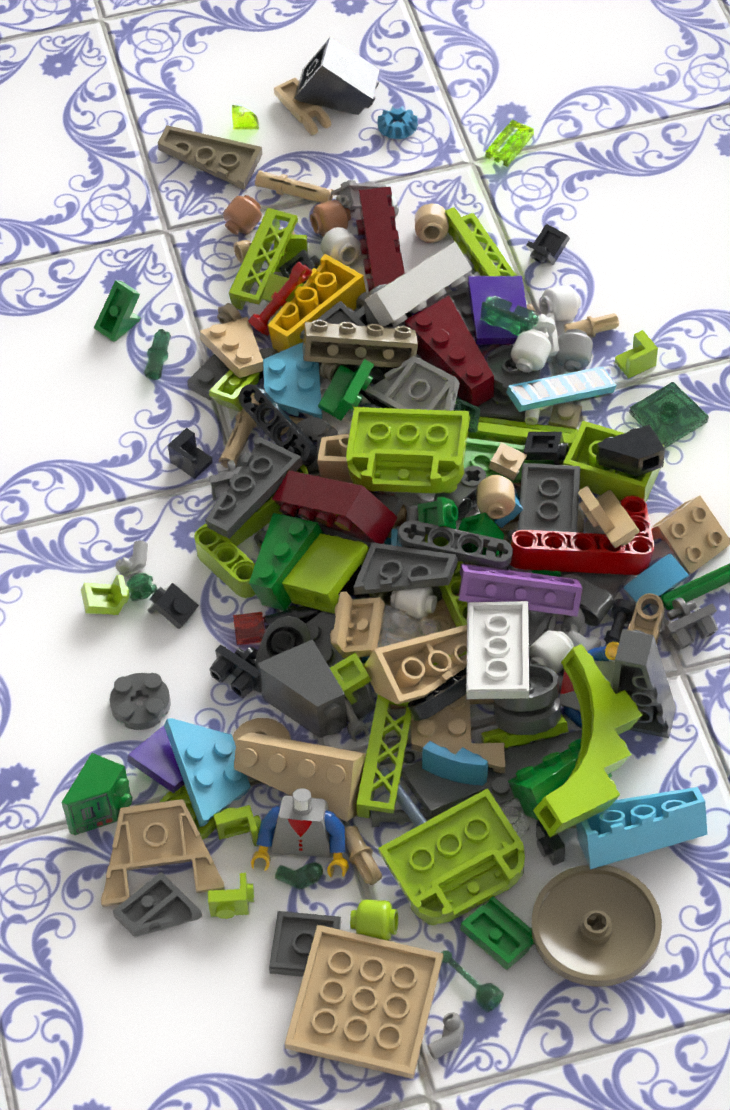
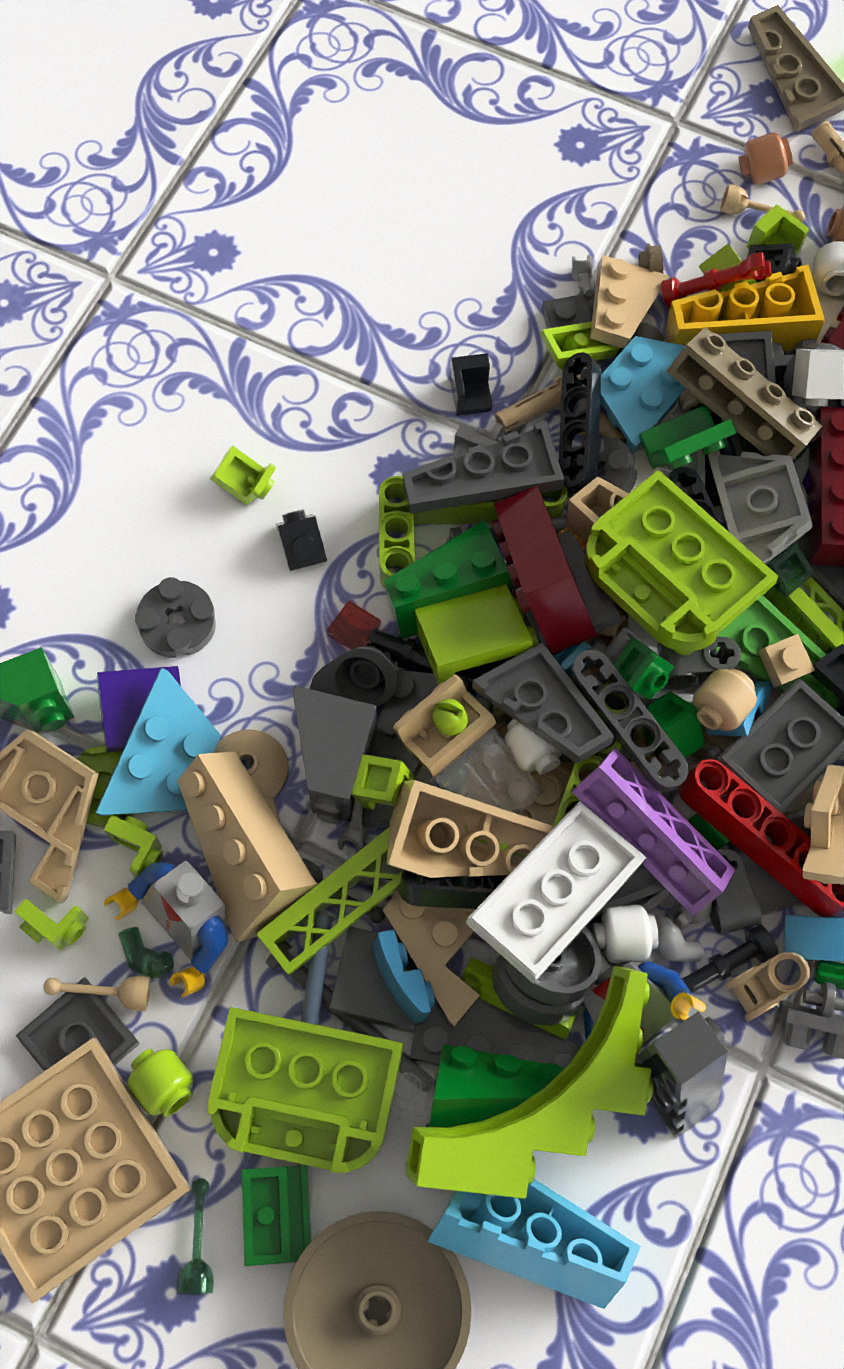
camera: 35 degrees right, 15 degrees up
(117, 312) = (542, 174): green slope -> none
(129, 567) = (311, 463): light grey arm -> none
(141, 586) = (289, 493): clear green plate -> none
(157, 355) = (541, 250): clear green axle -> none
(193, 349) = (582, 272): none -> light grey hand
(239, 664) = (289, 651): black hips -> none
(258, 253) = (736, 215): lime fence -> none
(314, 895) = (132, 992): none -> tan hinge
(357, 616) = (447, 722): none -> lime hinge
(361, 856) = (222, 989): tan axle -> none
(451, 1036) = (115, 1291): light grey arm -> none

